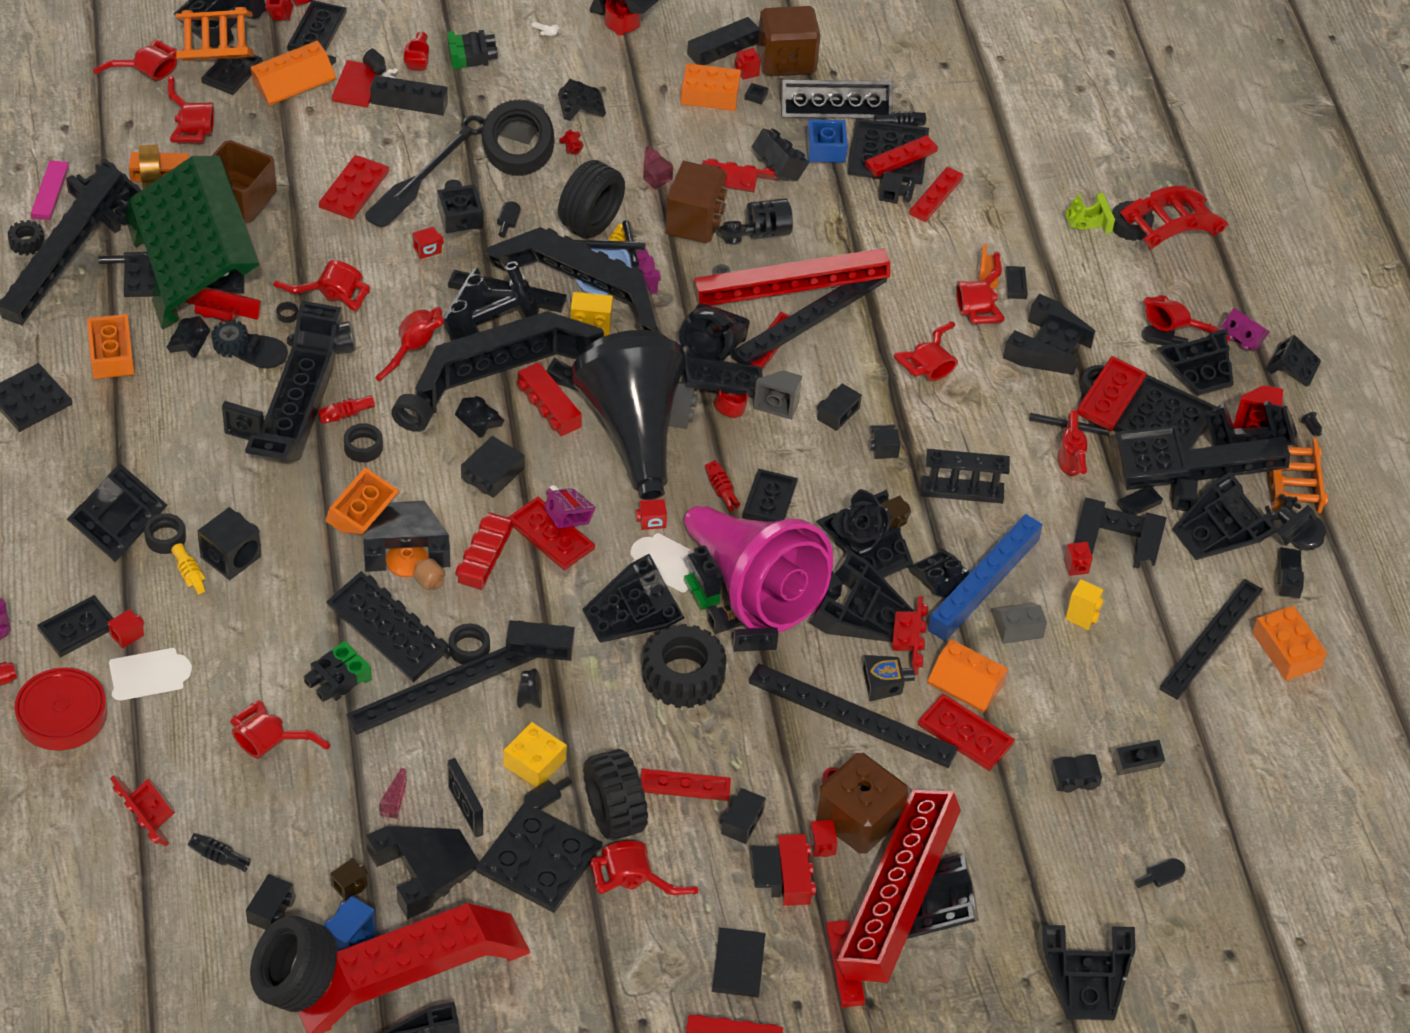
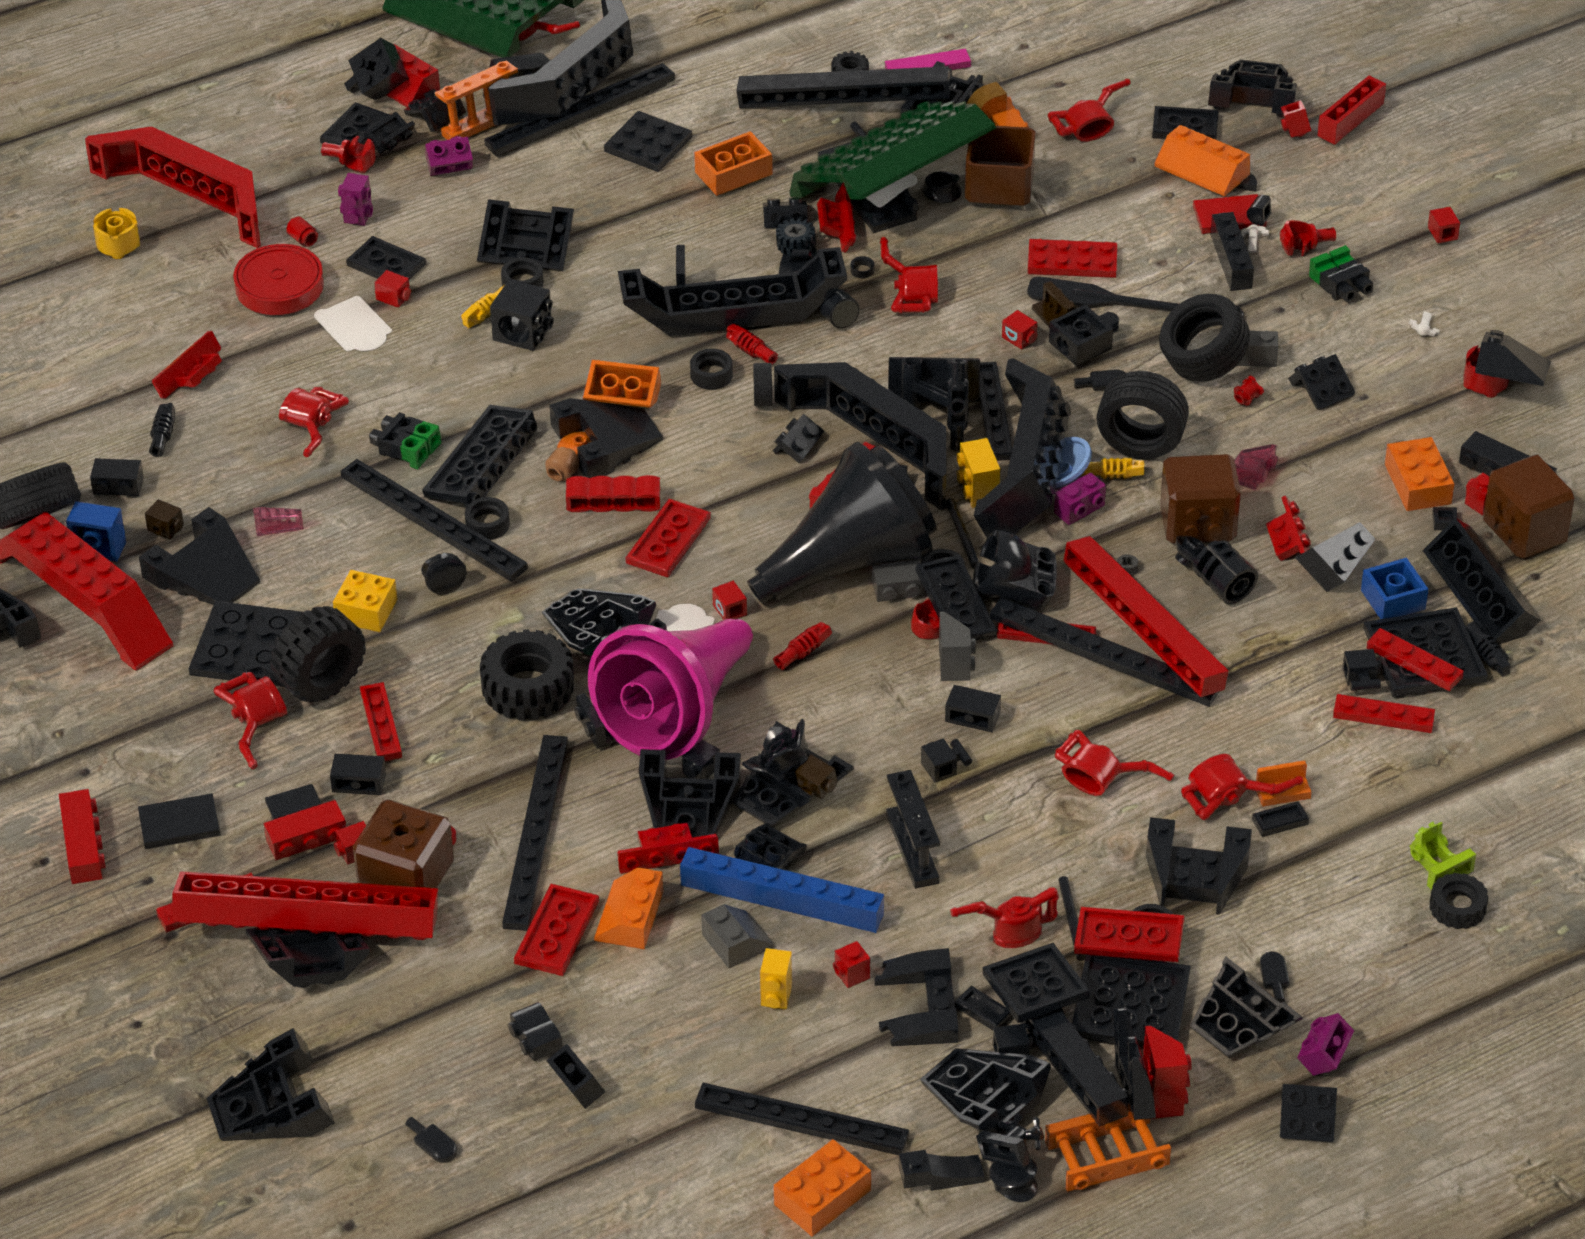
camera: 75 degrees right, 5 degrees down
(153, 60) = (1149, 64): red piece -> none
(223, 50) = (1185, 90): orange fence -> none
(319, 24) = (1294, 161): black tile -> none
(414, 333) = (865, 353): red piece -> none
(417, 213) = (1053, 304): none -> dark brown bracket
(465, 797) = (284, 562): black tile -> none
(492, 466) = (729, 467): black brick -> none
(540, 640) = (505, 557): black brick -> none
(568, 507) = (697, 532): magenta torso -> none
(613, 244) = (1081, 447): black bar -> none
(629, 237) = (1102, 468): black bar -> none
(770, 496) = (810, 690): black tile -> none
(885, 676) = (594, 839): black torso -> none
(1172, 315) = (1308, 969): red piece -> none
(1177, 197) = (1492, 906): red fence -> none
(1312, 423) = (1209, 1149): black piece -> none

